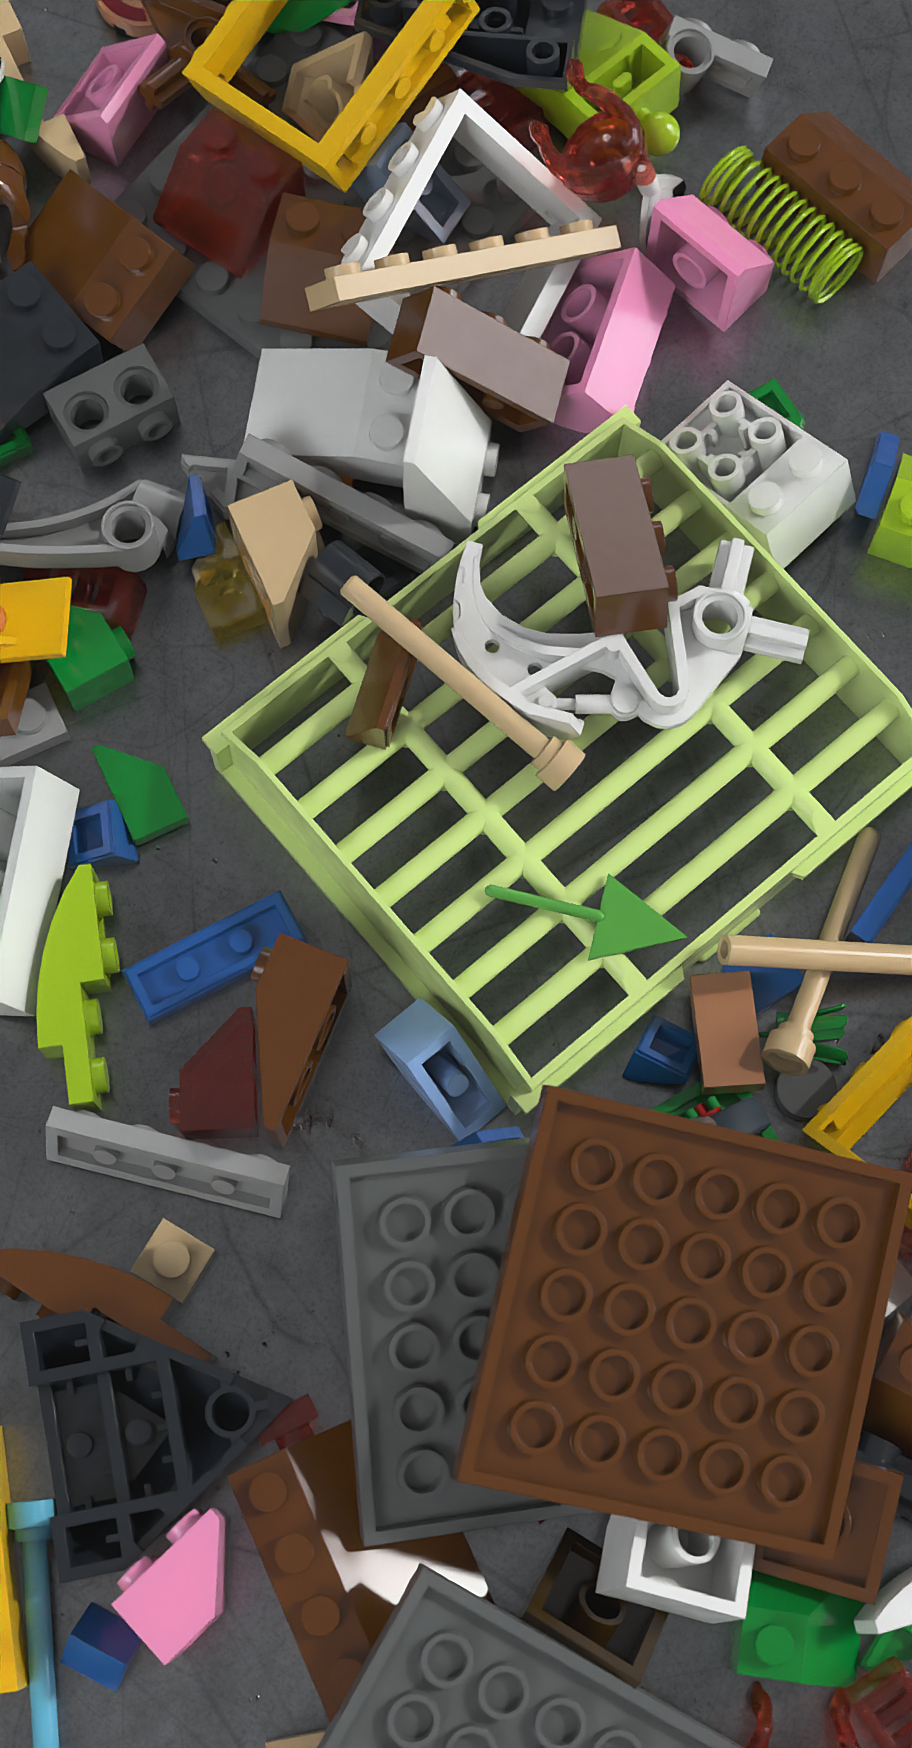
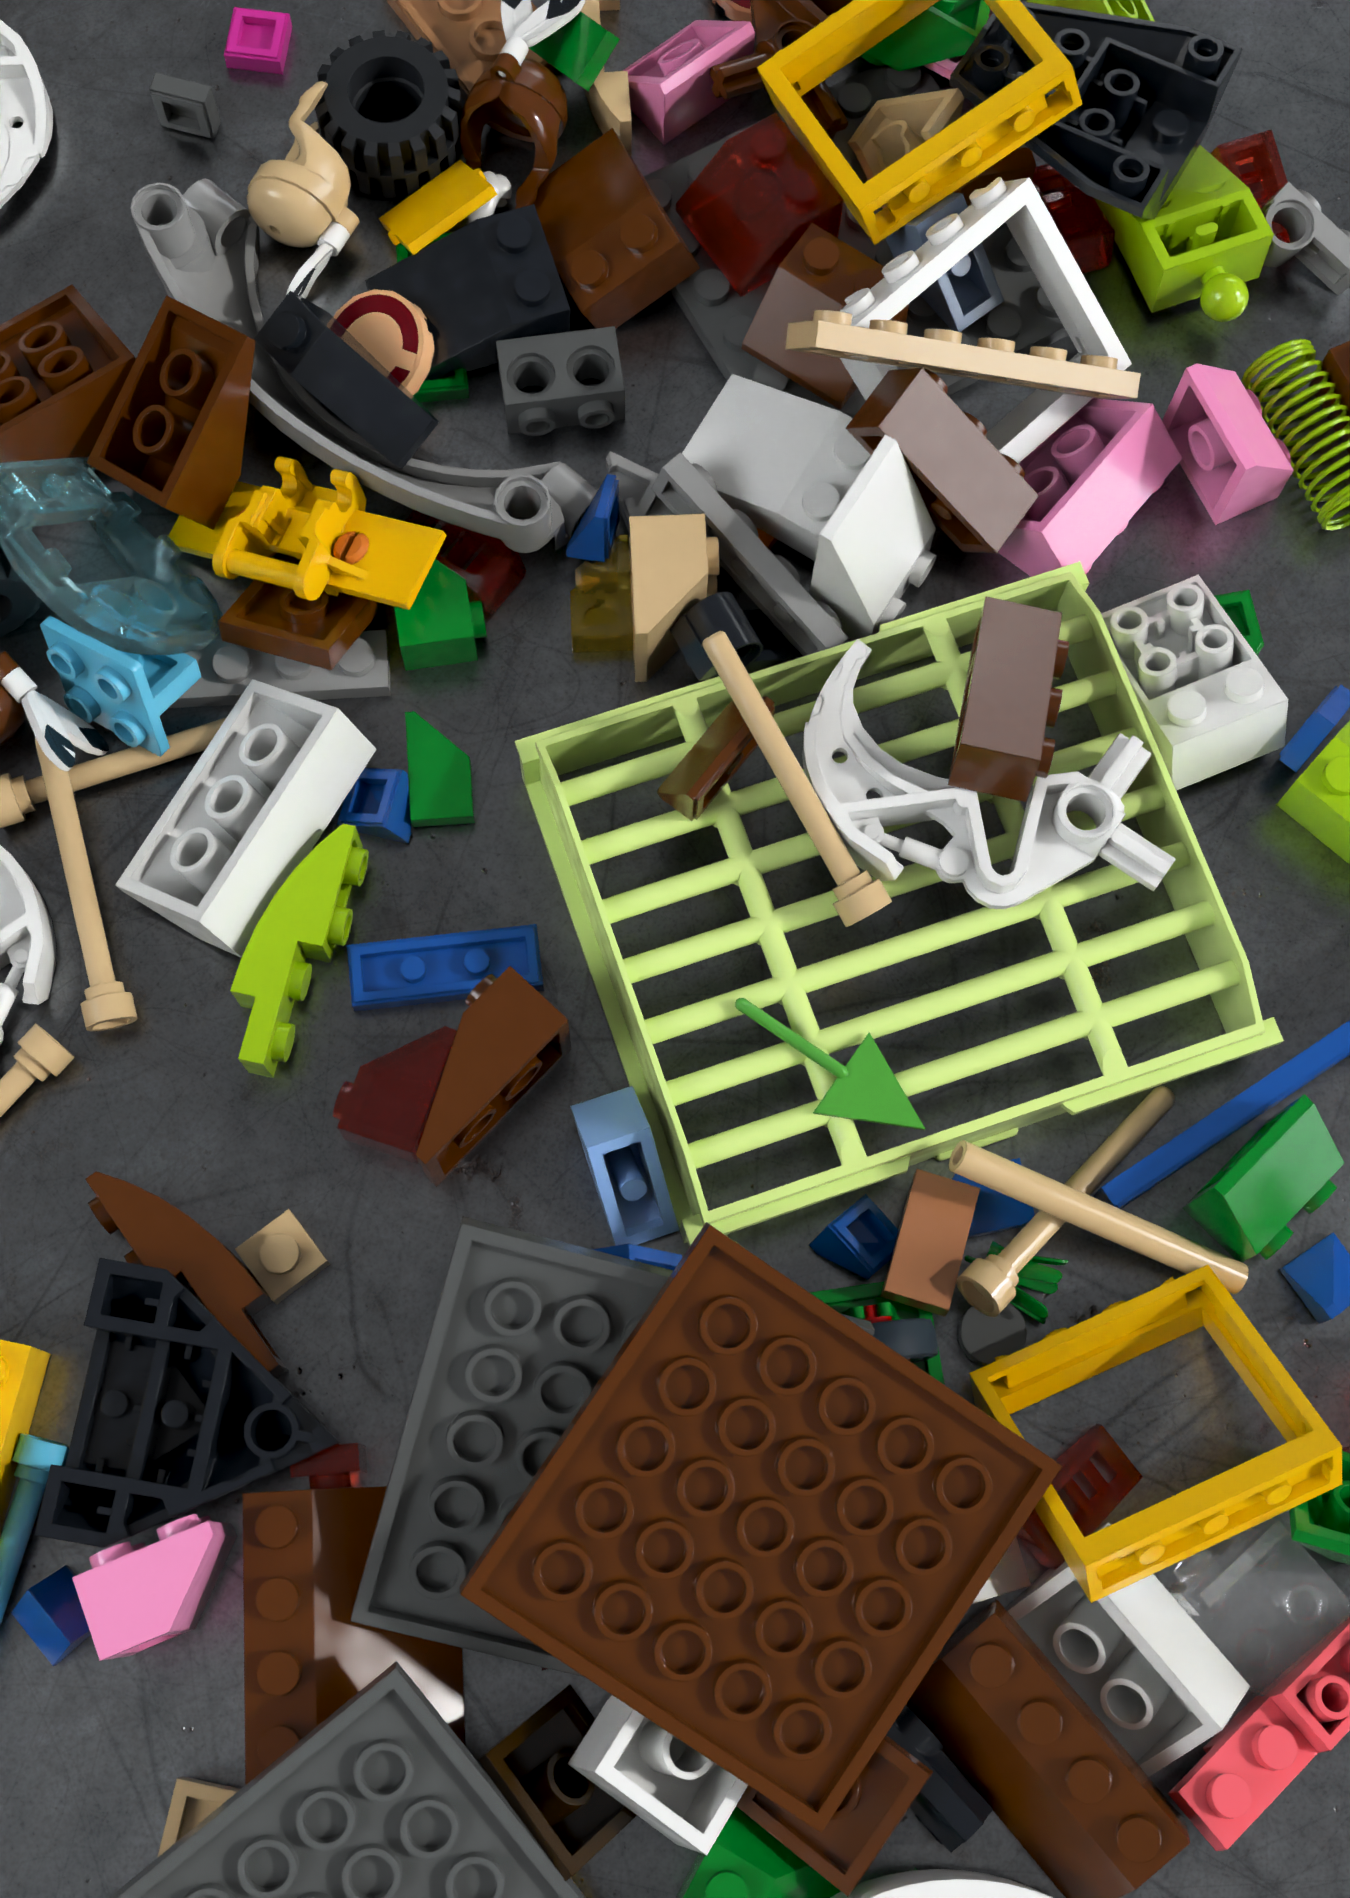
camera: 20 degrees right, 0 degrees up
(167, 1161) = (314, 1154): light grey plate -> none
(606, 153) = (1159, 297): clear red hair -> none

